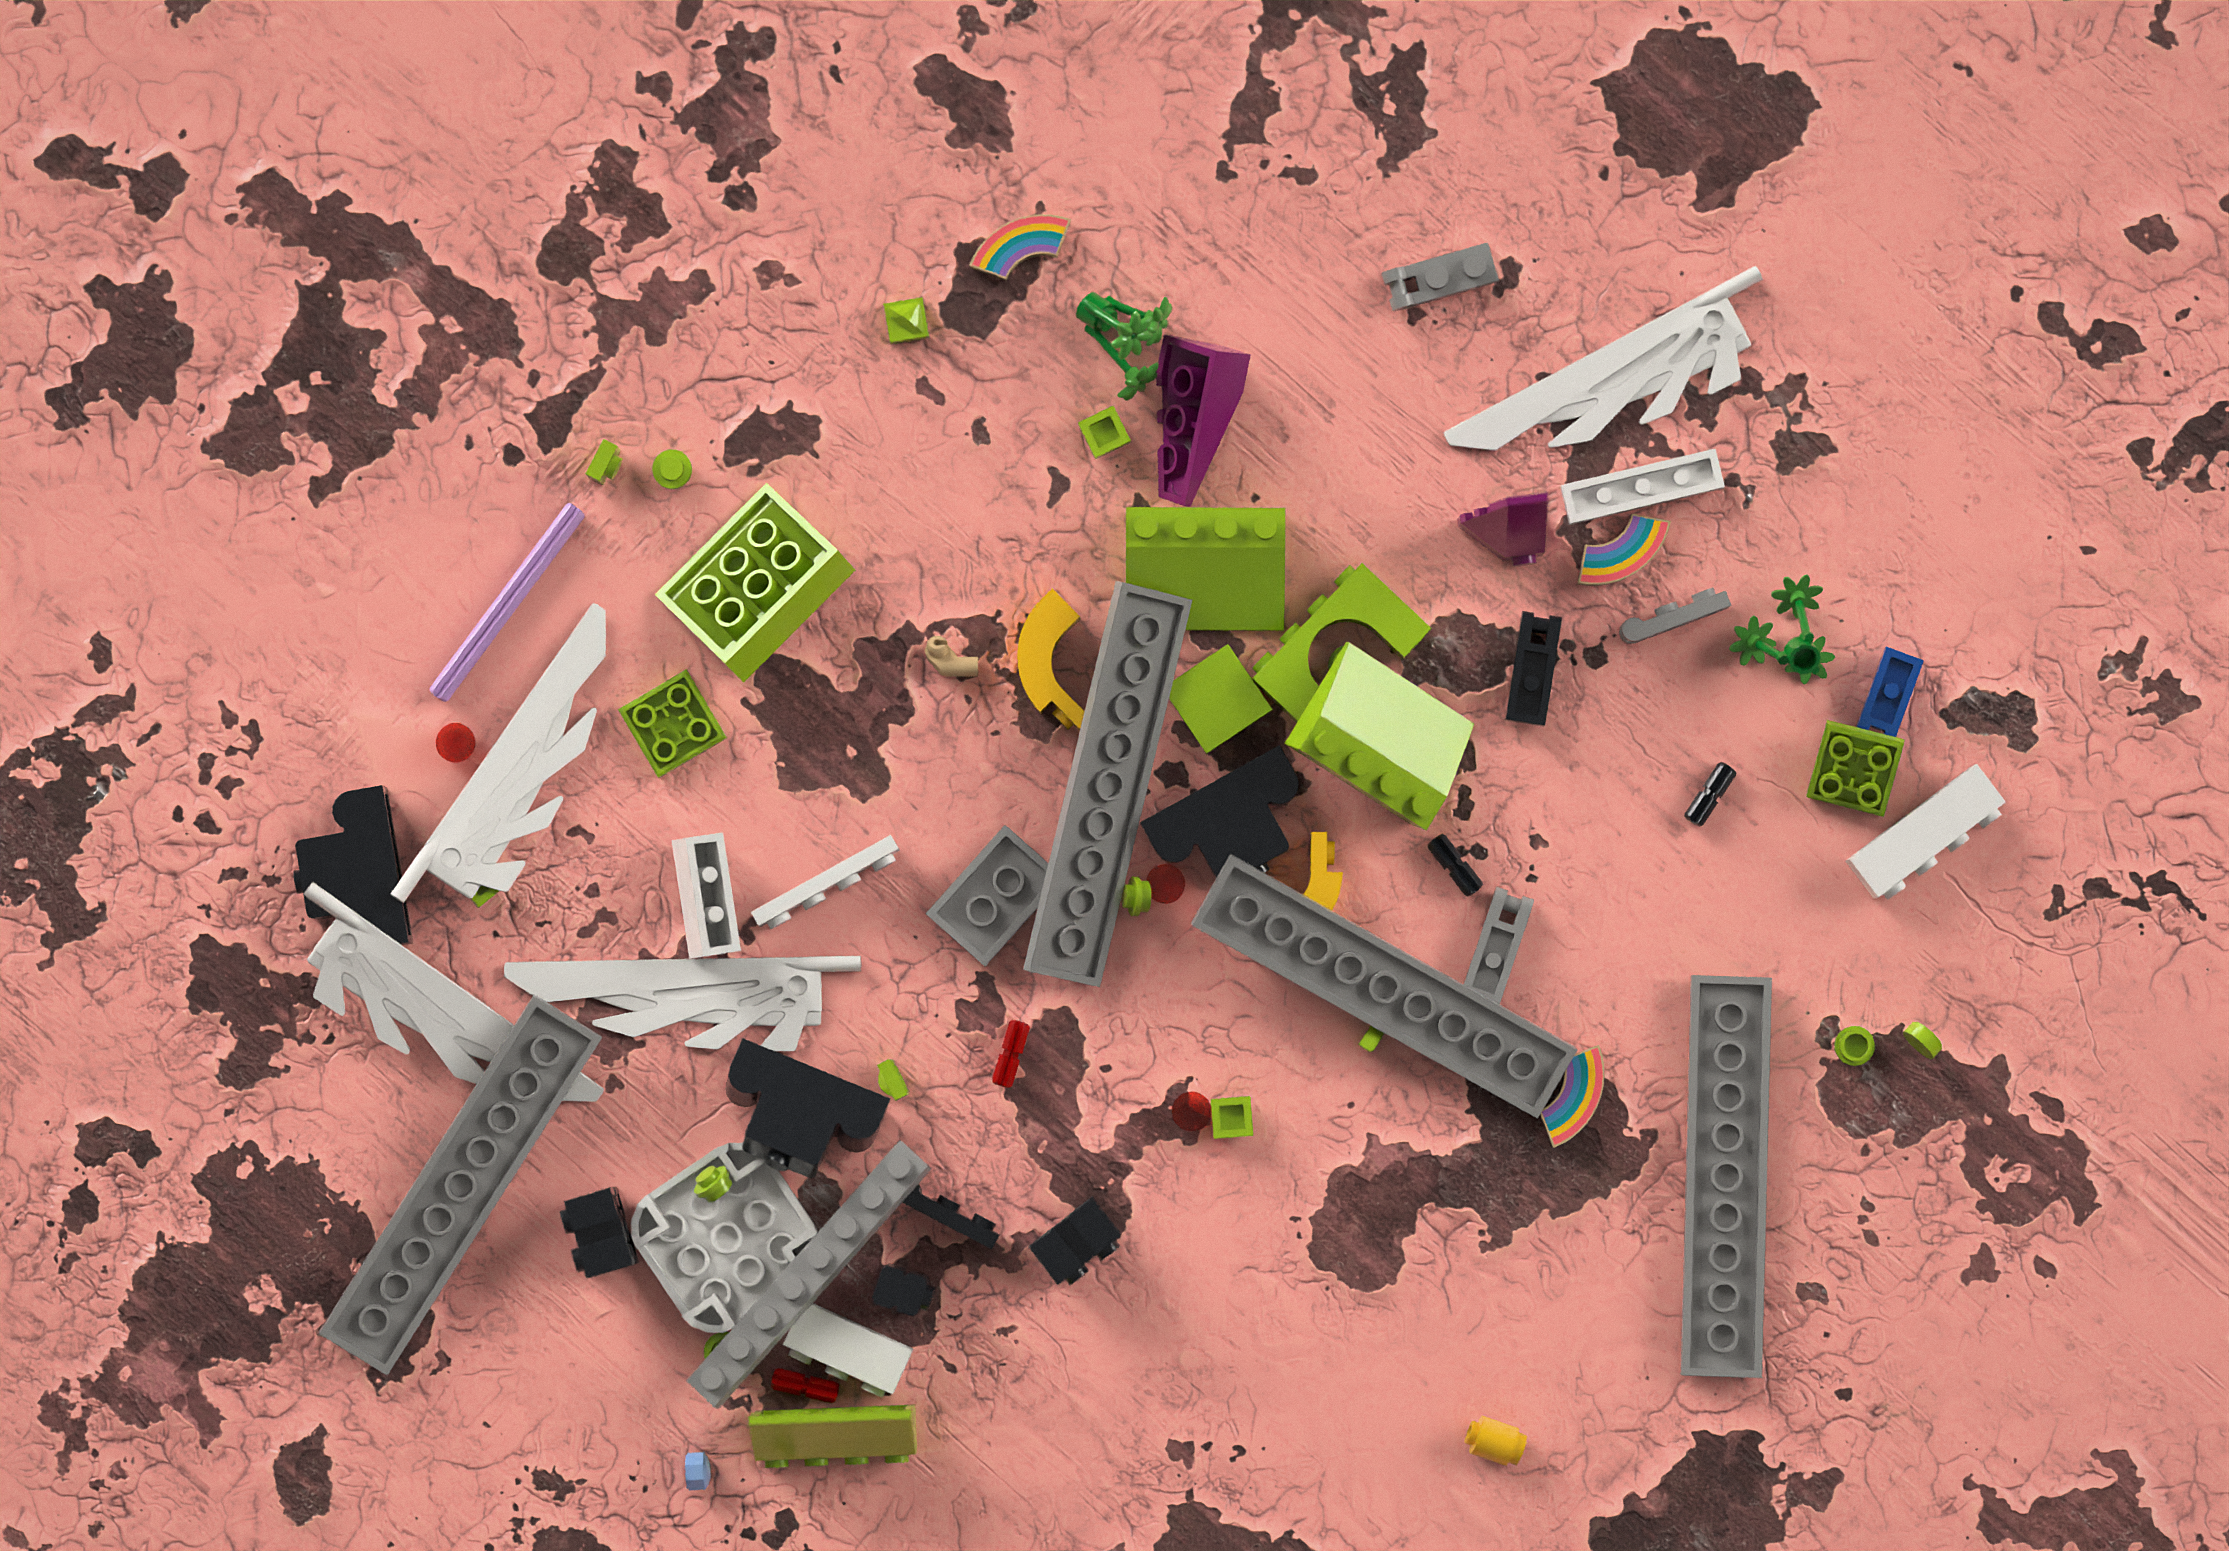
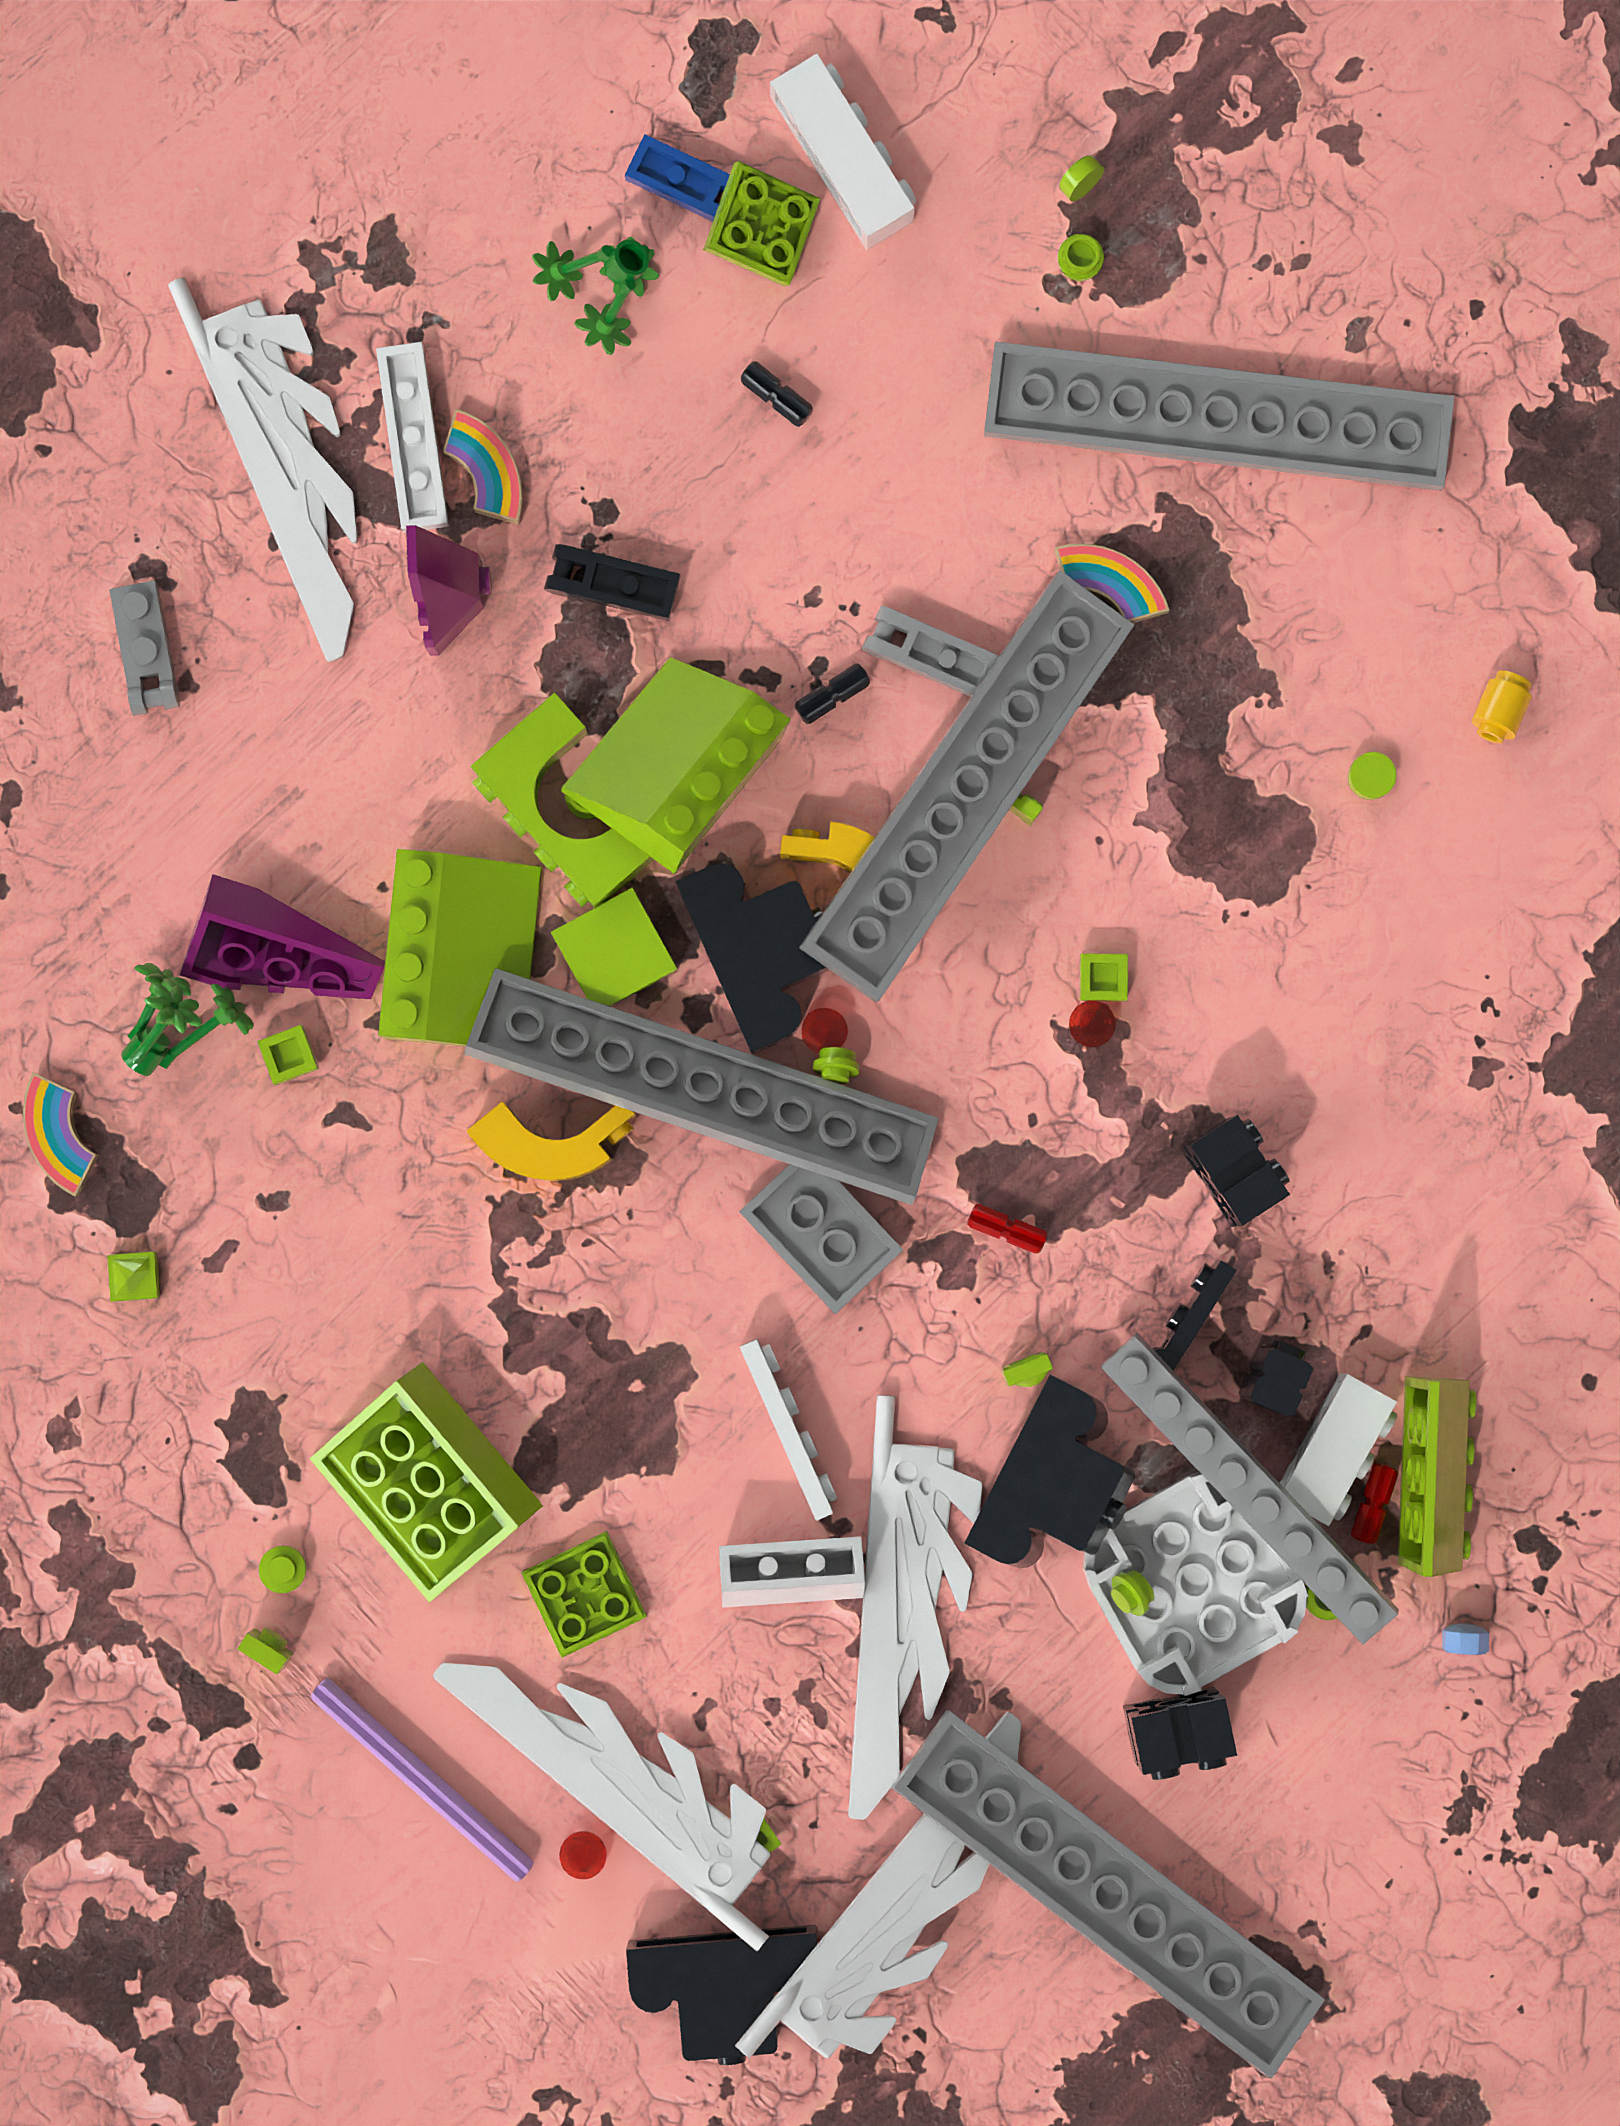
camera: 90 degrees left, 0 degrees up
(946, 661) = (541, 1263): tan arm -> none
(1426, 1334) = (1372, 775): none -> lime tile
(1671, 616) = (566, 417): light grey plate -> none

